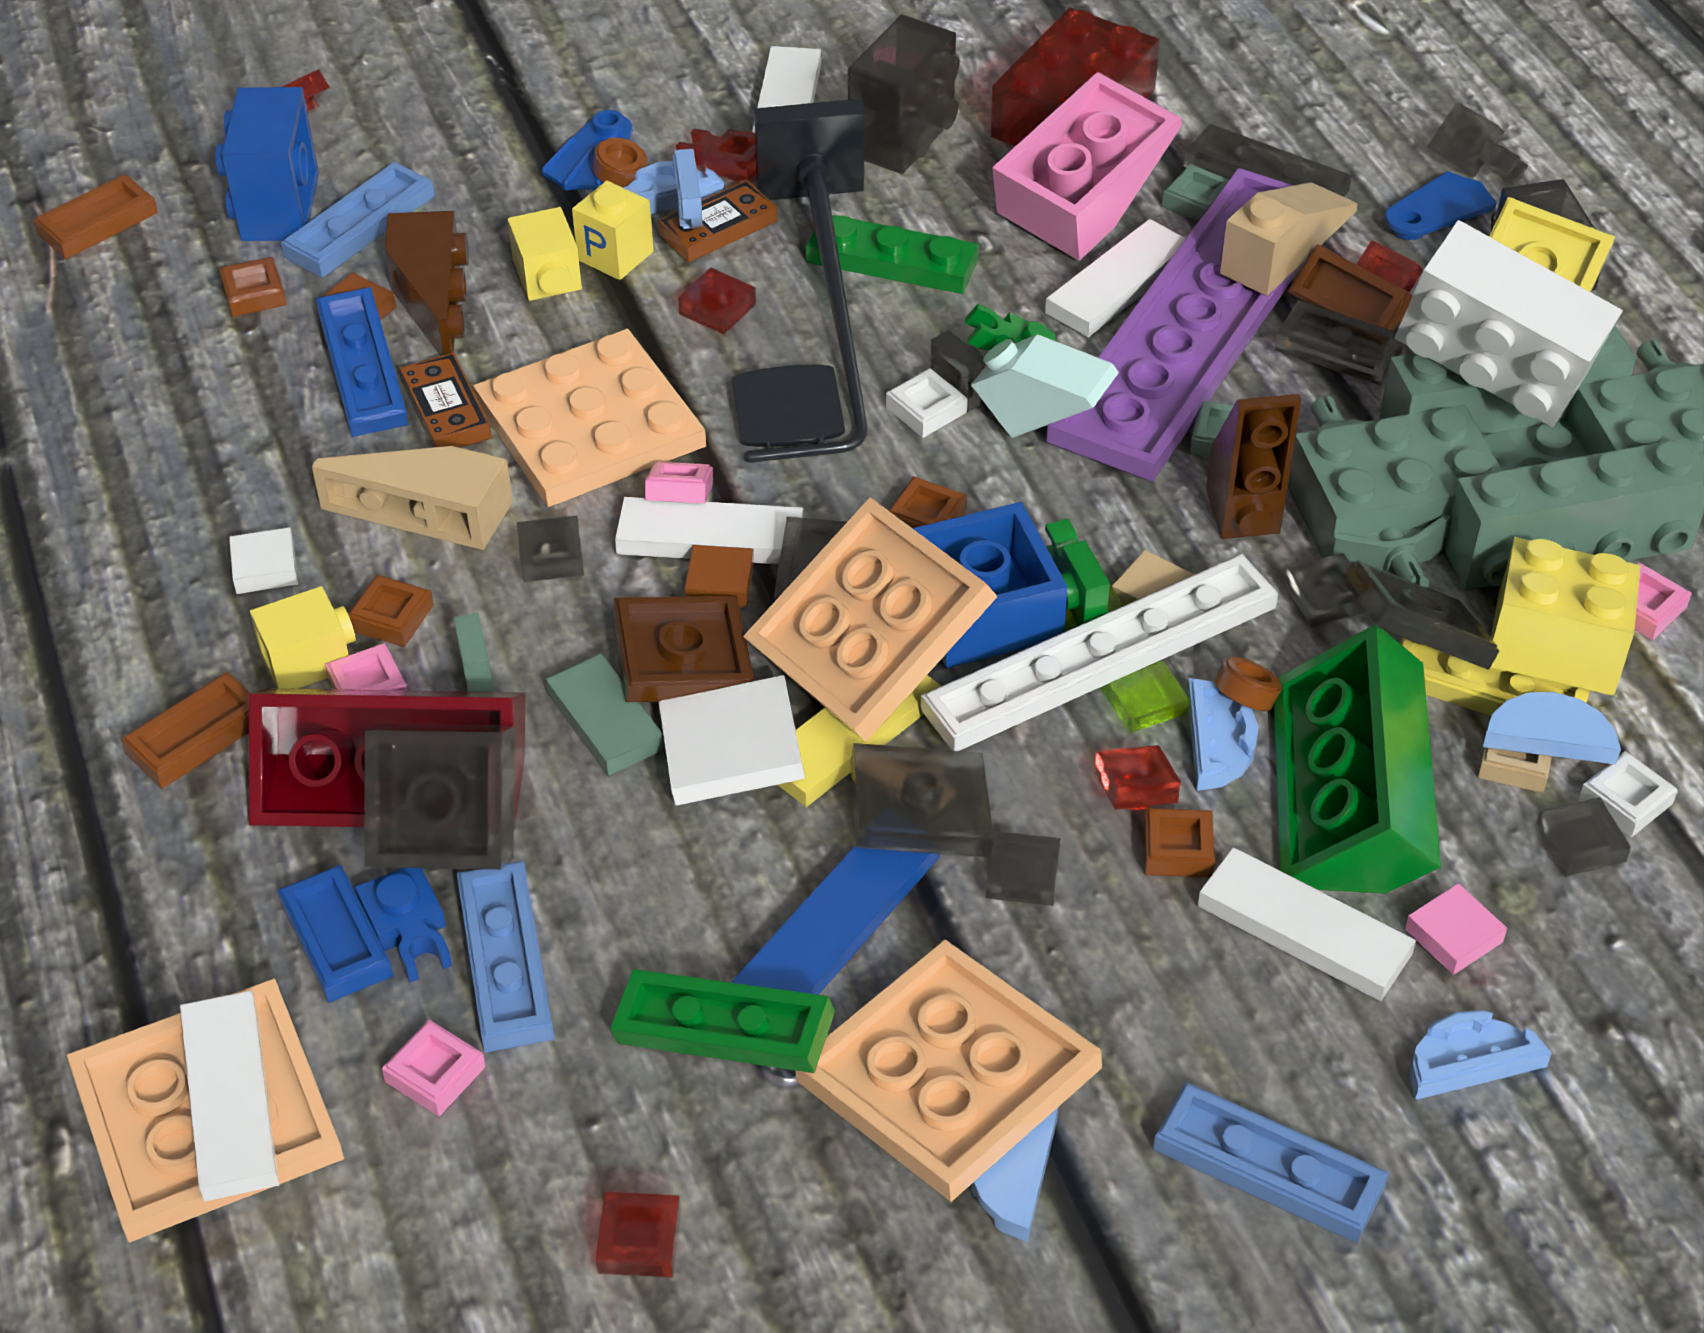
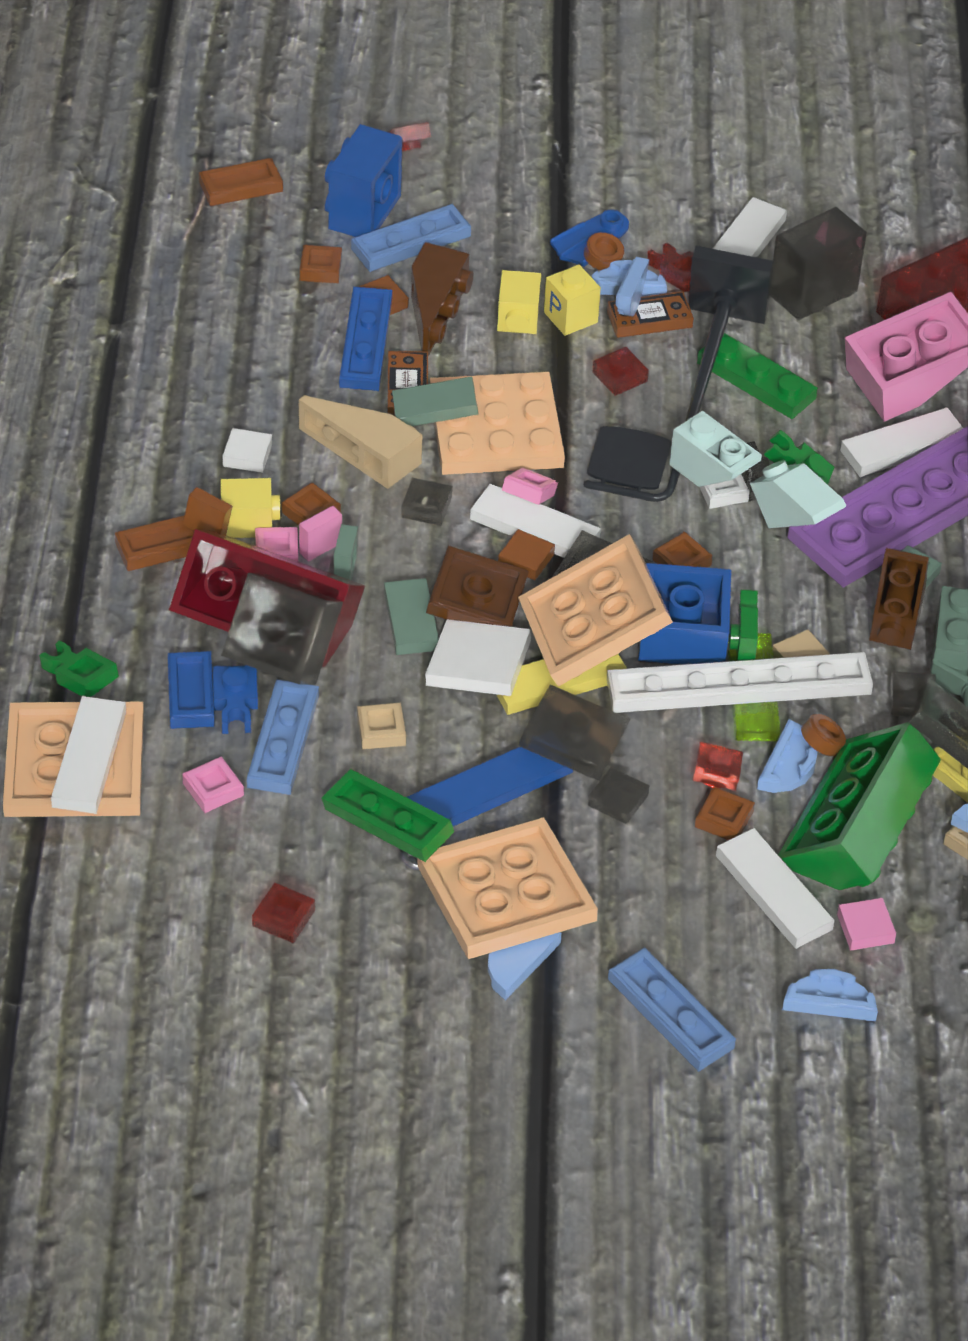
camera: 20 degrees right, 0 degrees up
(157, 968) = (81, 672): none -> green plate
(250, 664) = (207, 512): none -> dark orange tile
(423, 640) = (319, 533): none -> bright pink tile
(502, 411) = (436, 402): none -> sand green tile
(639, 887) = (381, 726): none -> tan tile
(904, 361) = (709, 451): none -> light aqua slope

